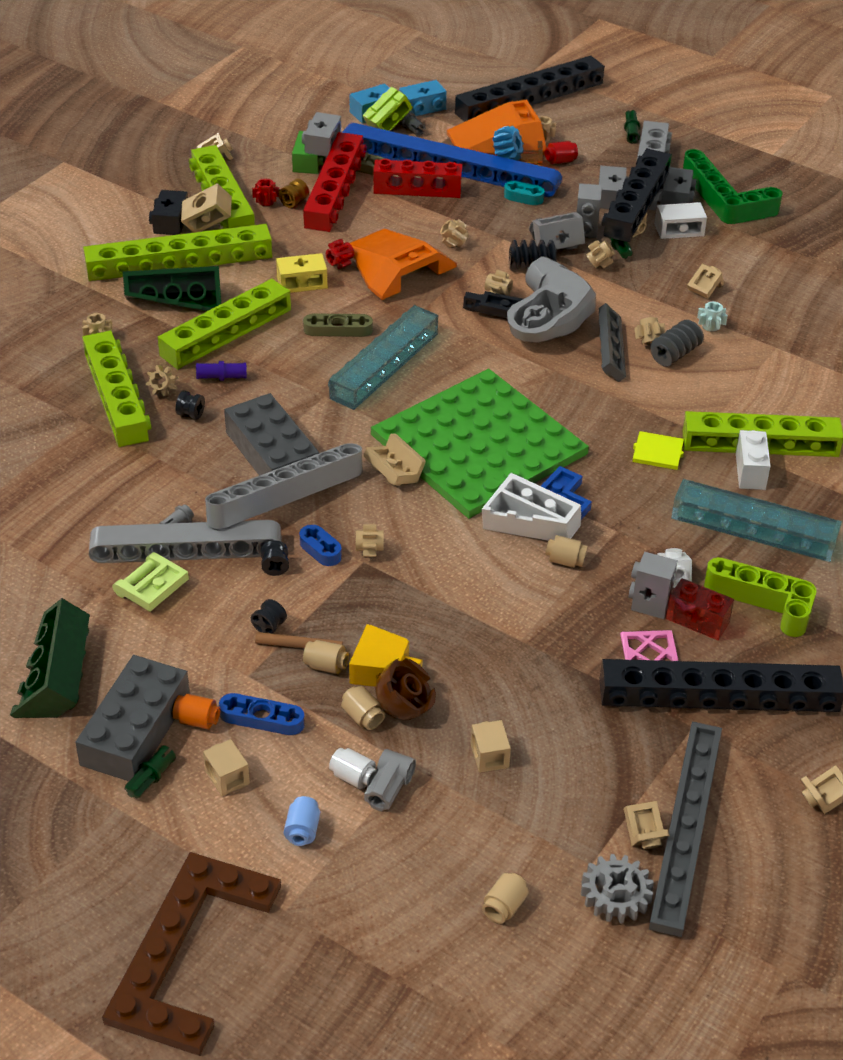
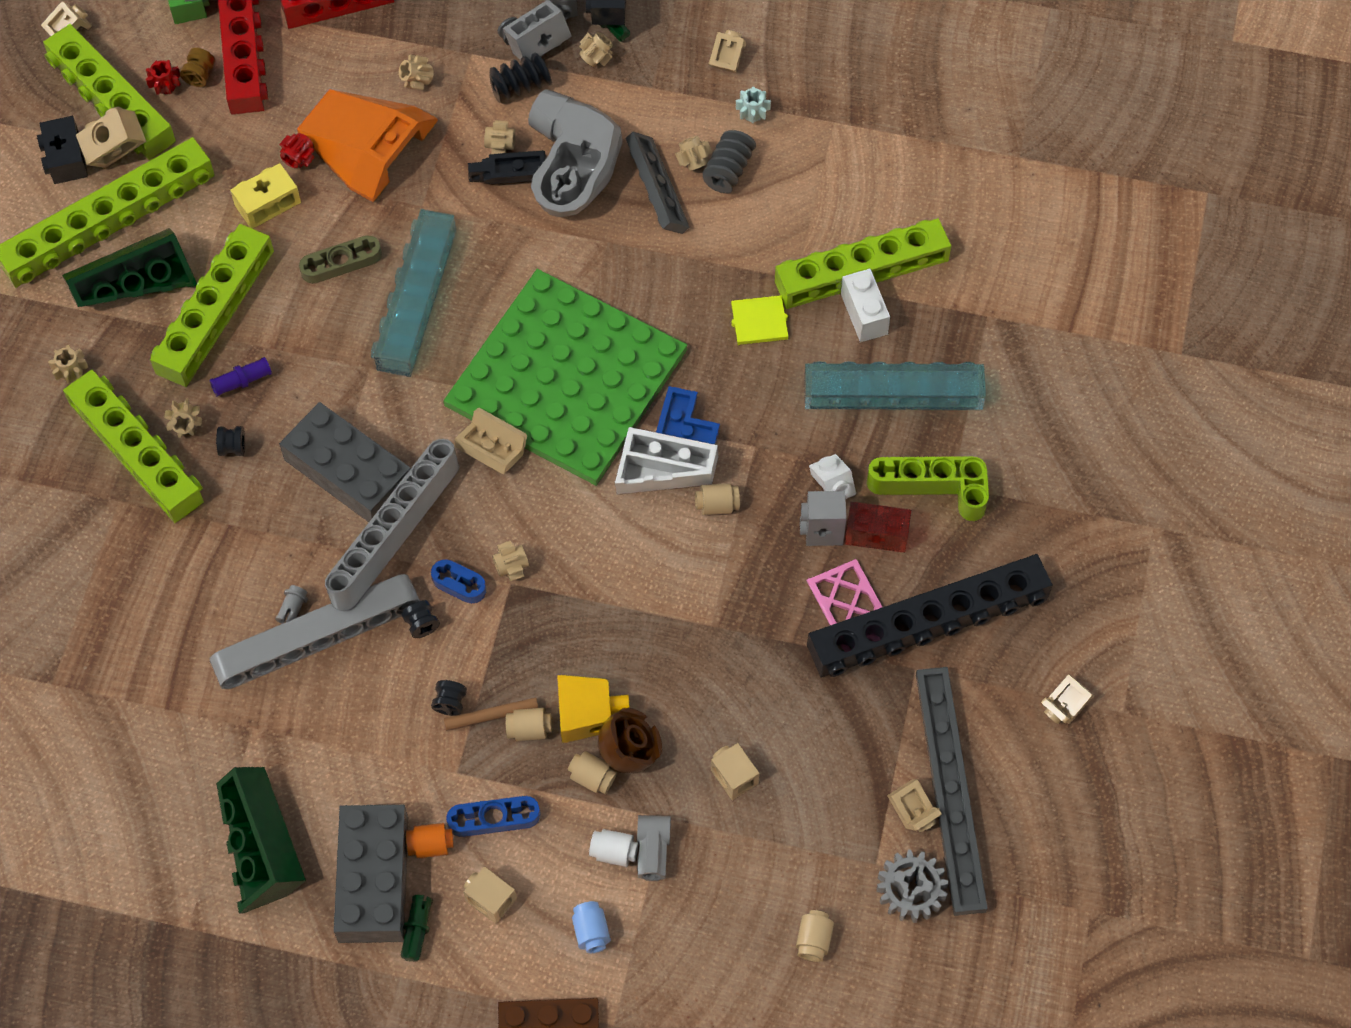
camera: 20 degrees left, 20 degrees up
(154, 587) = (312, 700): yellowish green plate -> none

